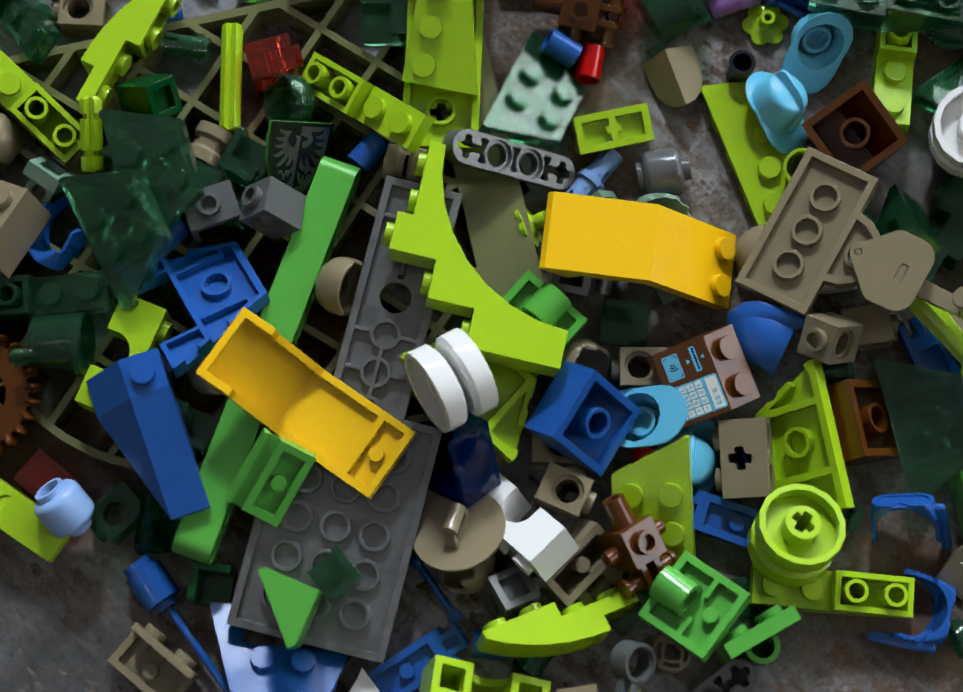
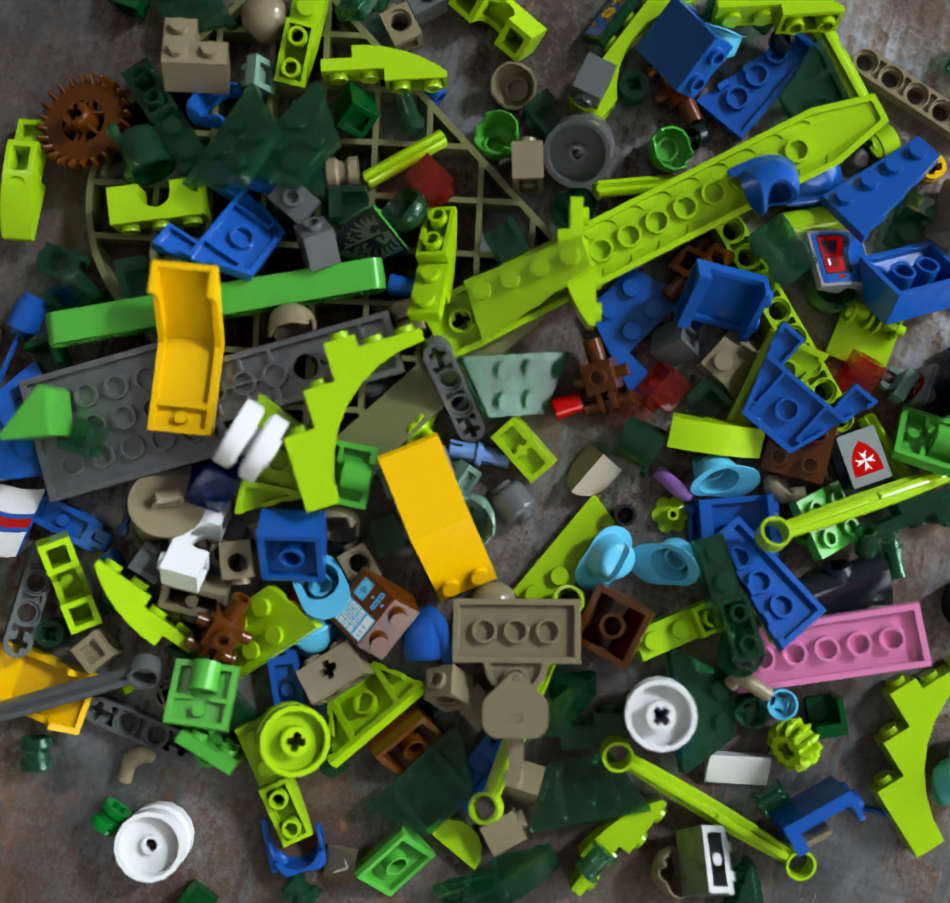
camera: 60 degrees right, 10 degrees up
(39, 471) = (58, 204): clear red brick -> none
(64, 508) = (34, 225): light blue head -> none
(91, 134) = (301, 84): lime axle -> none
(145, 421) = (111, 252): blue wedge -> none
(270, 477) = (123, 354): bright green plate -> none
(561, 48) = (564, 379): blue hinge -> none
(916, 502) = (362, 804): blue helmet -> none

